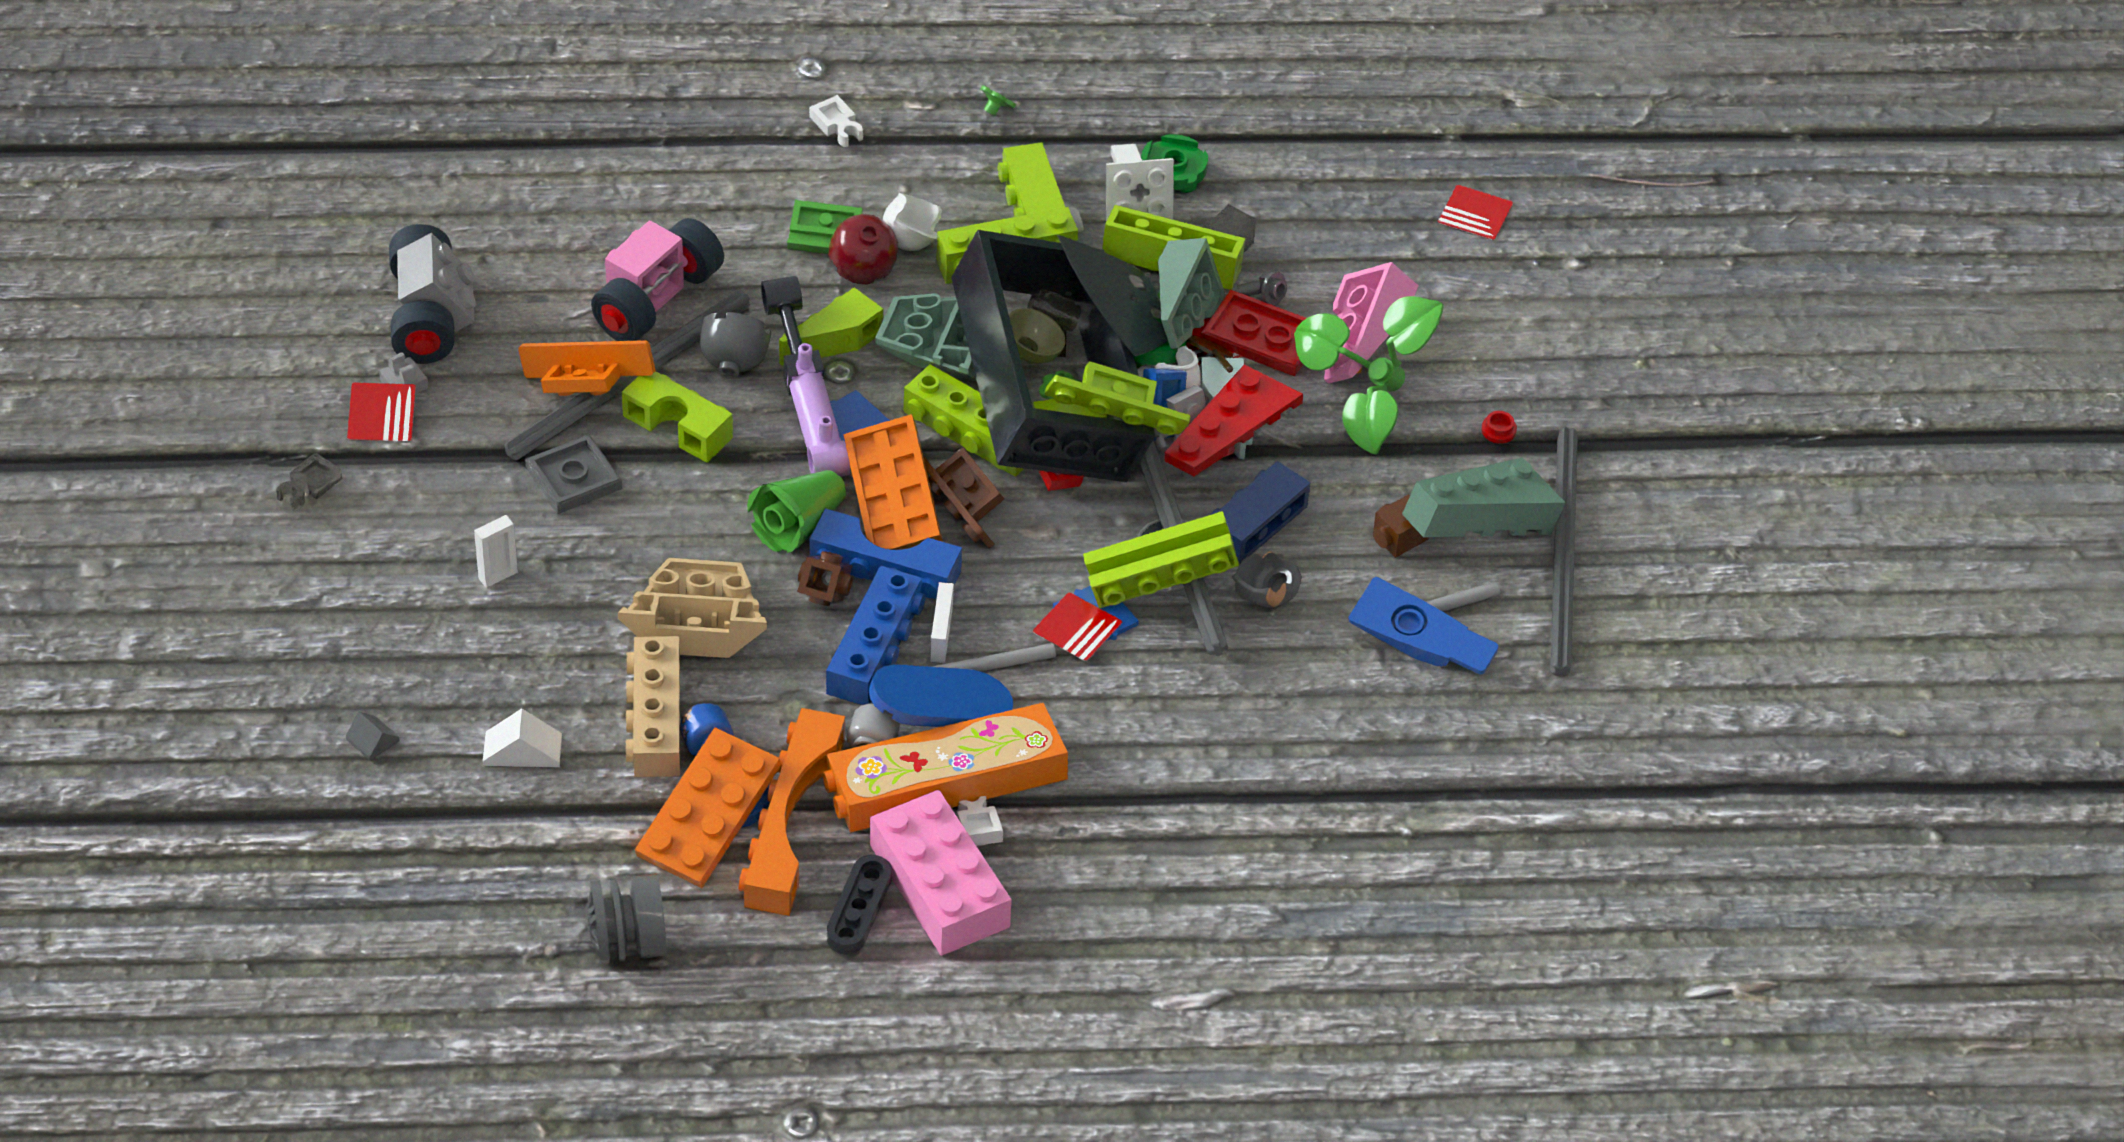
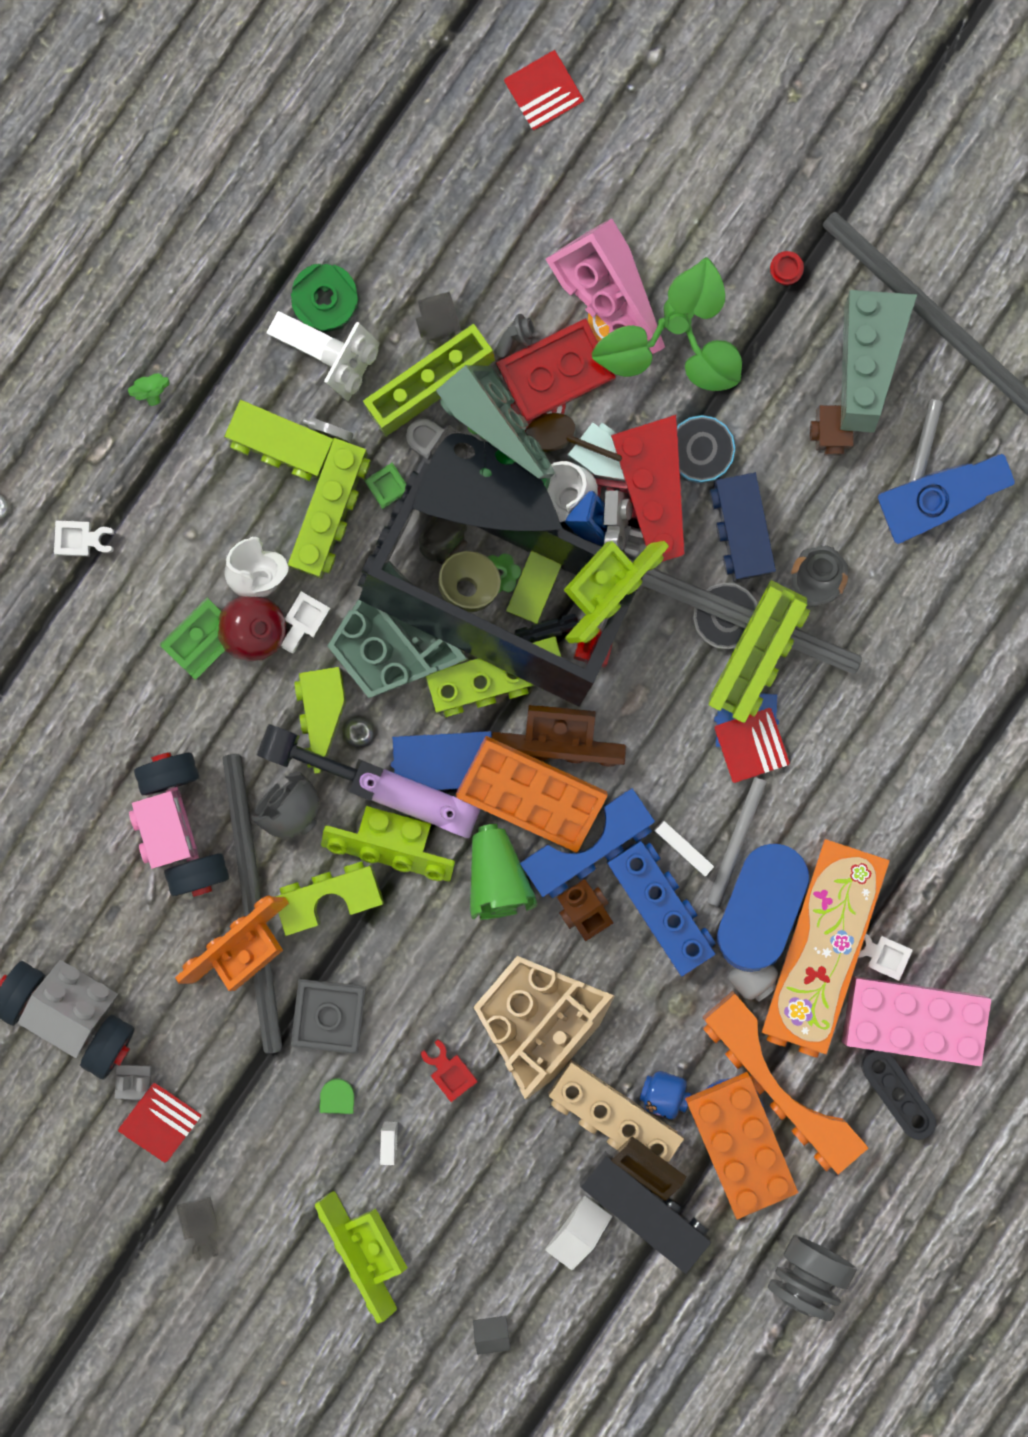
camera: 50 degrees left, 40 degrees up
(376, 600) = (366, 1252): none -> lime bracket
(505, 506) = (337, 1097): none -> bright green tile
(585, 775) = (647, 1214): none -> black brick
(595, 576) = (451, 1074): none -> red plate
(629, 736) = (648, 1168): none -> dark brown tile
(762, 429) = (390, 841): none -> lime bracket
(900, 280) = (305, 618): none -> white plate
(1298, 450) = (704, 449): none -> black tile

